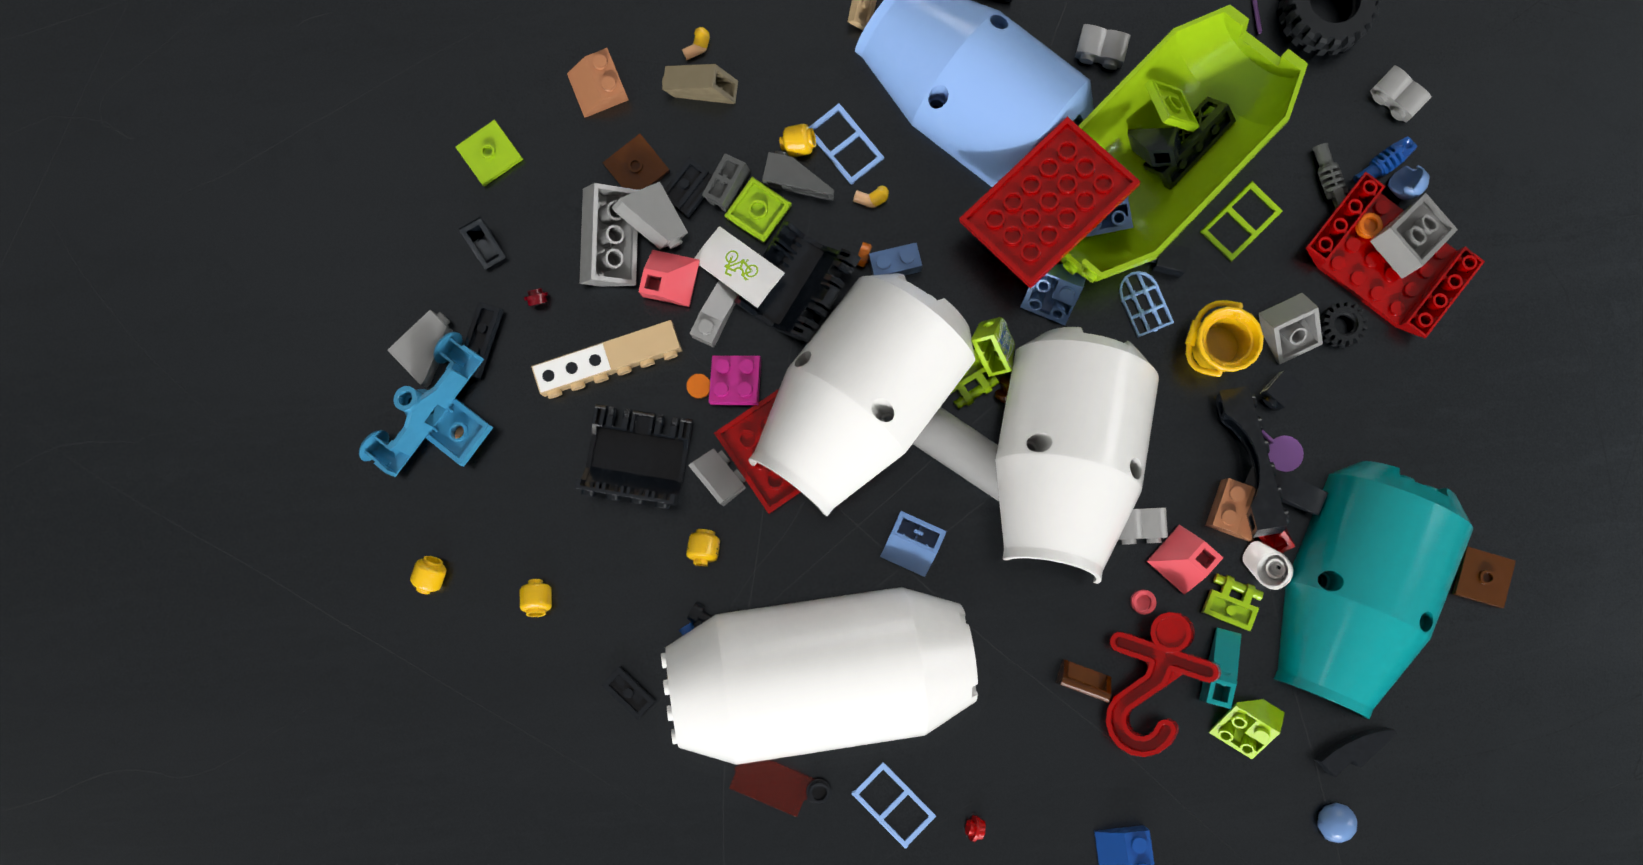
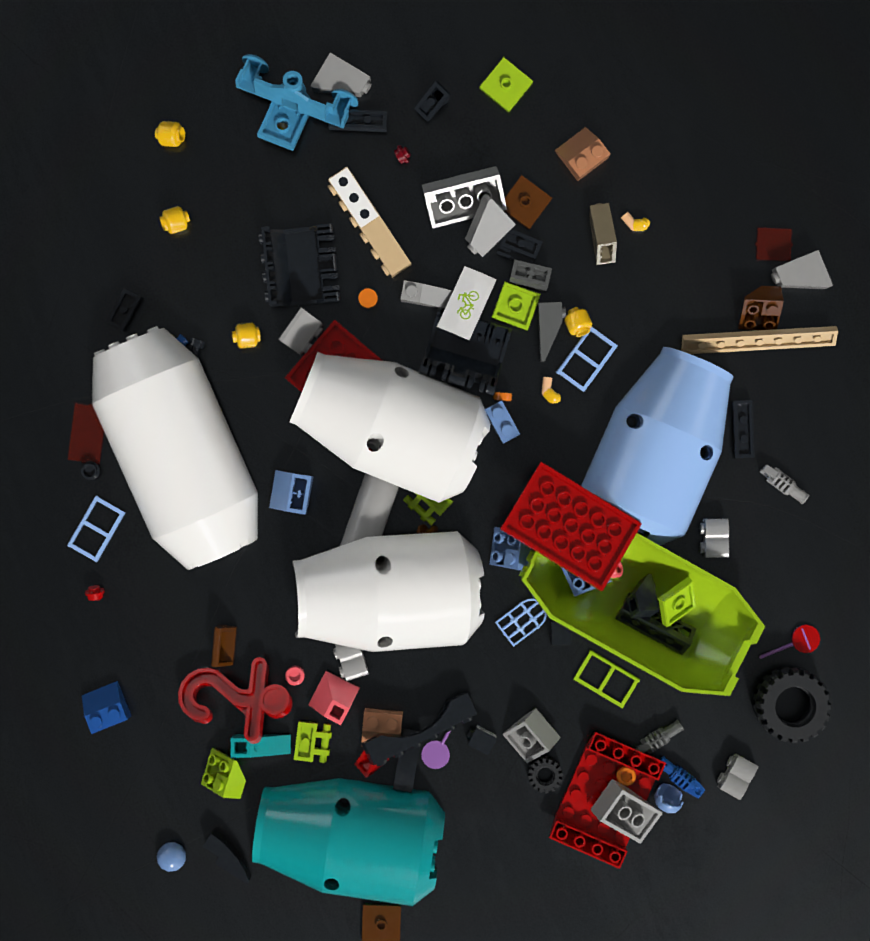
camera: 70 degrees right, 5 degrees up
(669, 278) = (444, 252): coral slope -> none
(735, 380) = (379, 324): dark pink plate -> none
(994, 339) = (456, 514): lime torso -> none
(1225, 339) = (504, 686): yellow piece -> none
(1264, 563) = (346, 758): white cap -> none

